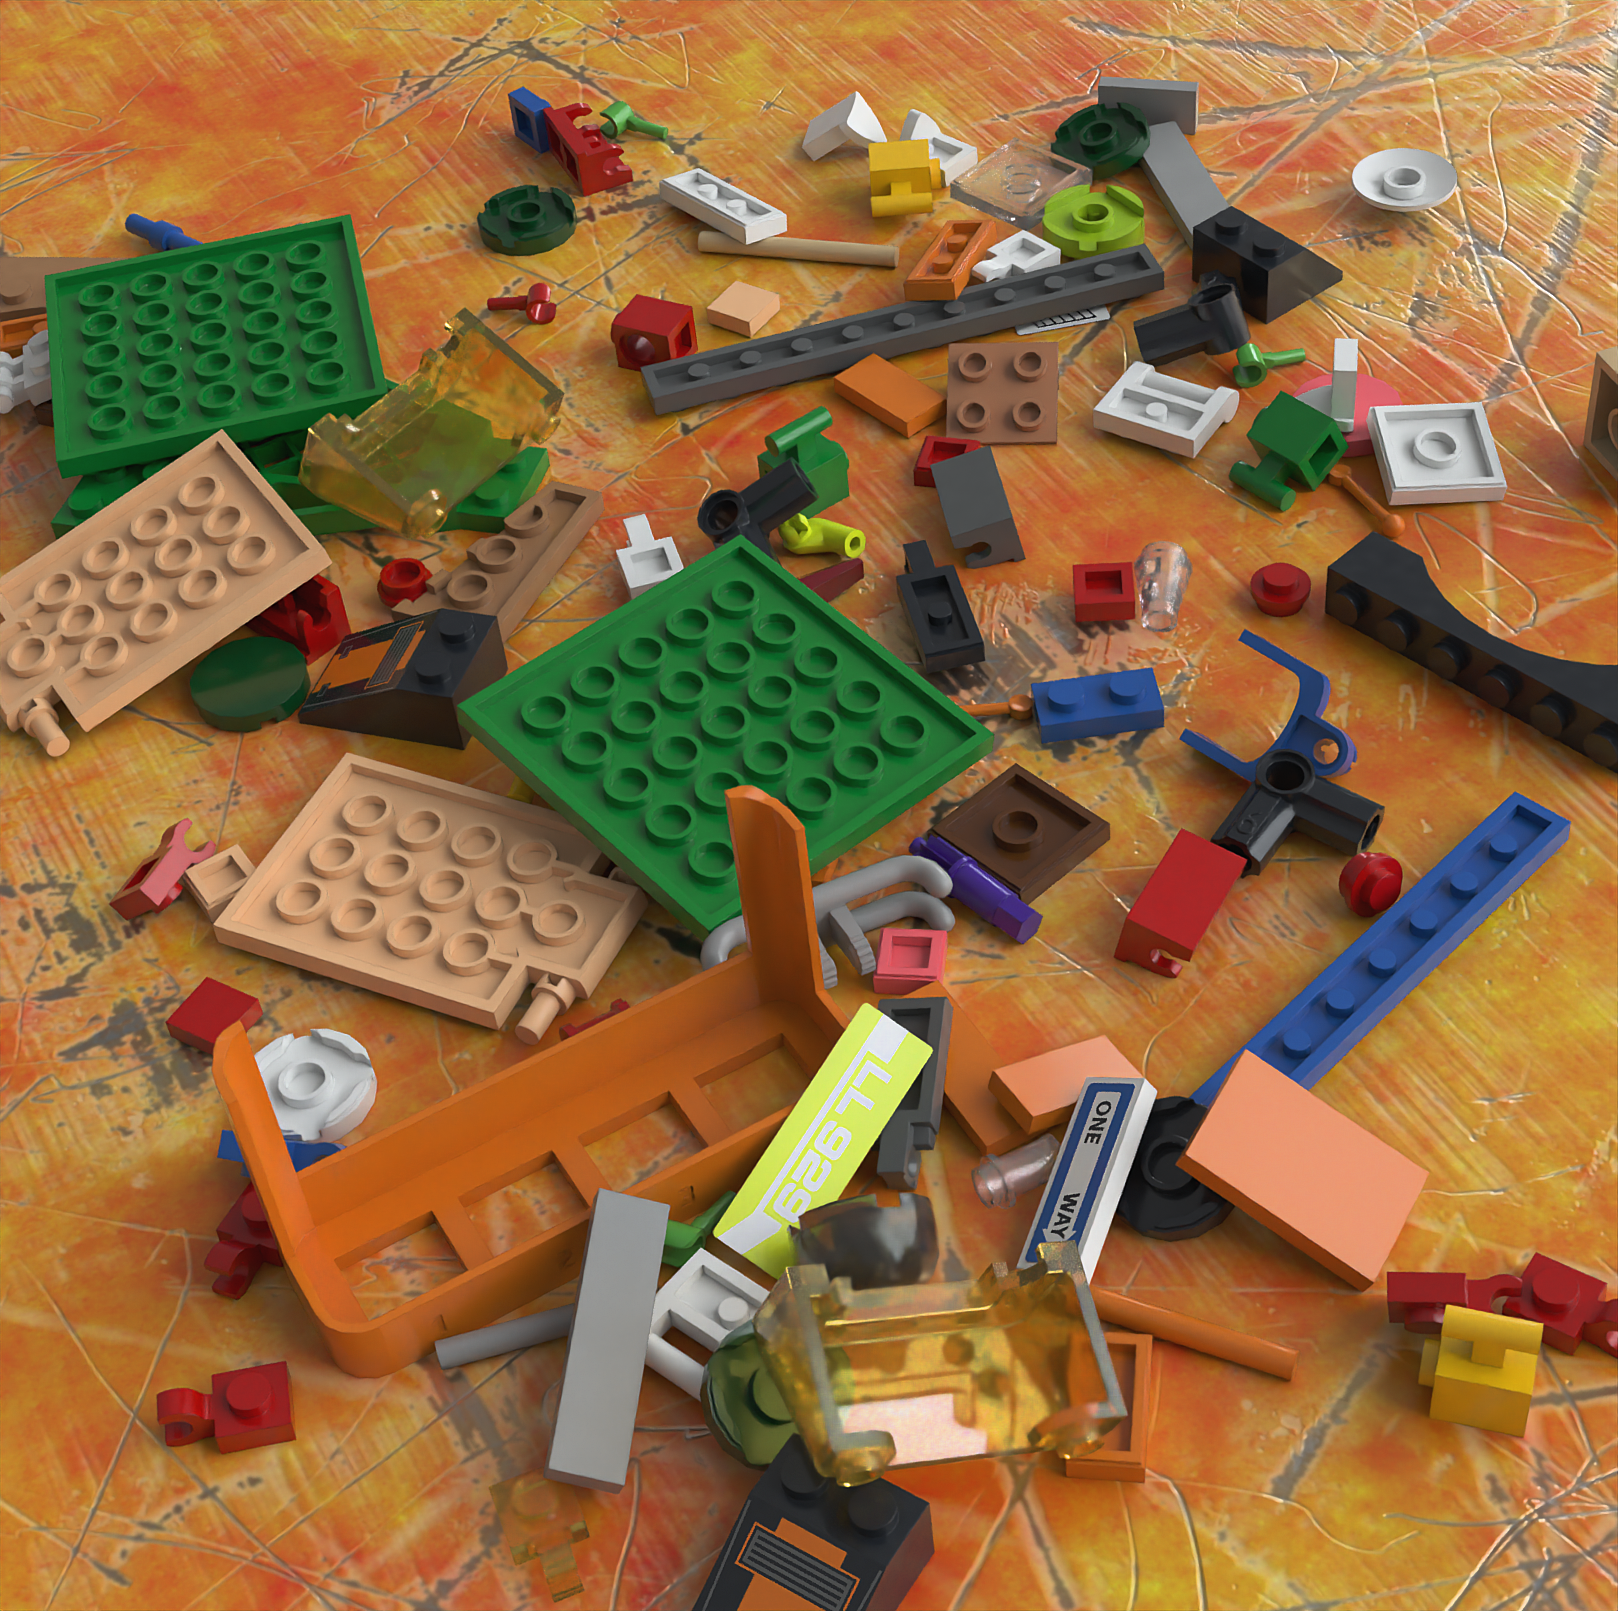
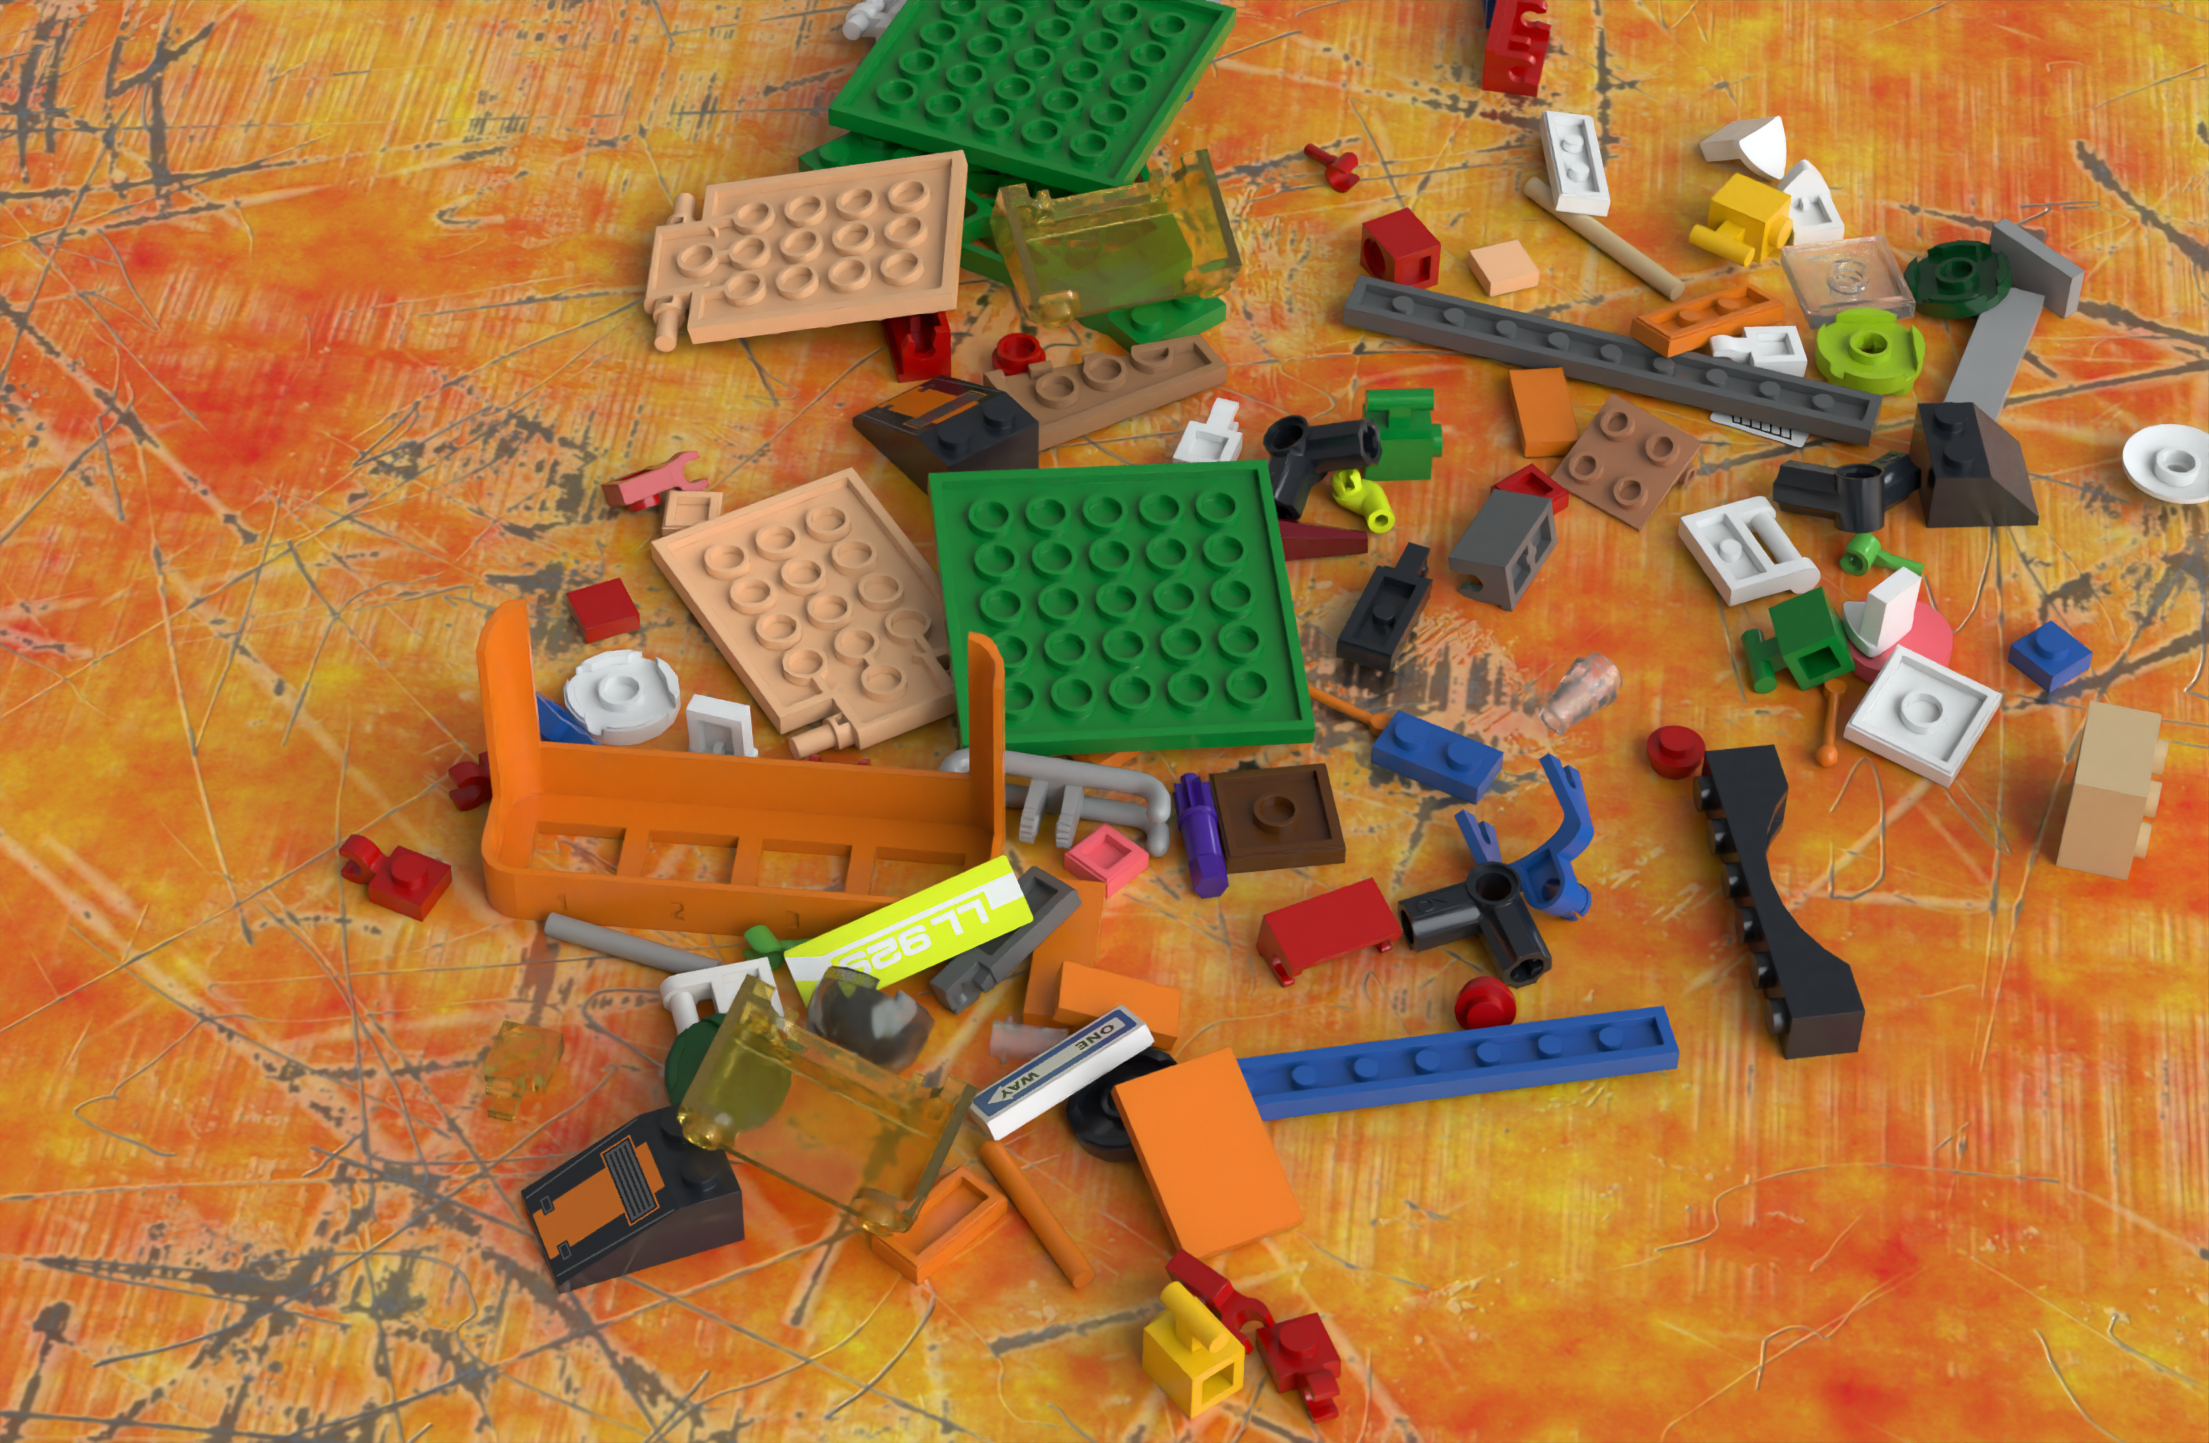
camera: 30 degrees right, 0 degrees up
(250, 683) = (840, 372): dark green tile -> none
(448, 1059) = (719, 727): none -> white tile
(527, 221) = (1409, 87): dark green tile -> none
(607, 1342) = (647, 972): light grey tile -> none
(622, 118) = (1575, 30): bright green hand -> none
(1103, 592) = (1530, 671): red plate -> none
(1466, 362) = (2050, 656): none -> blue plate

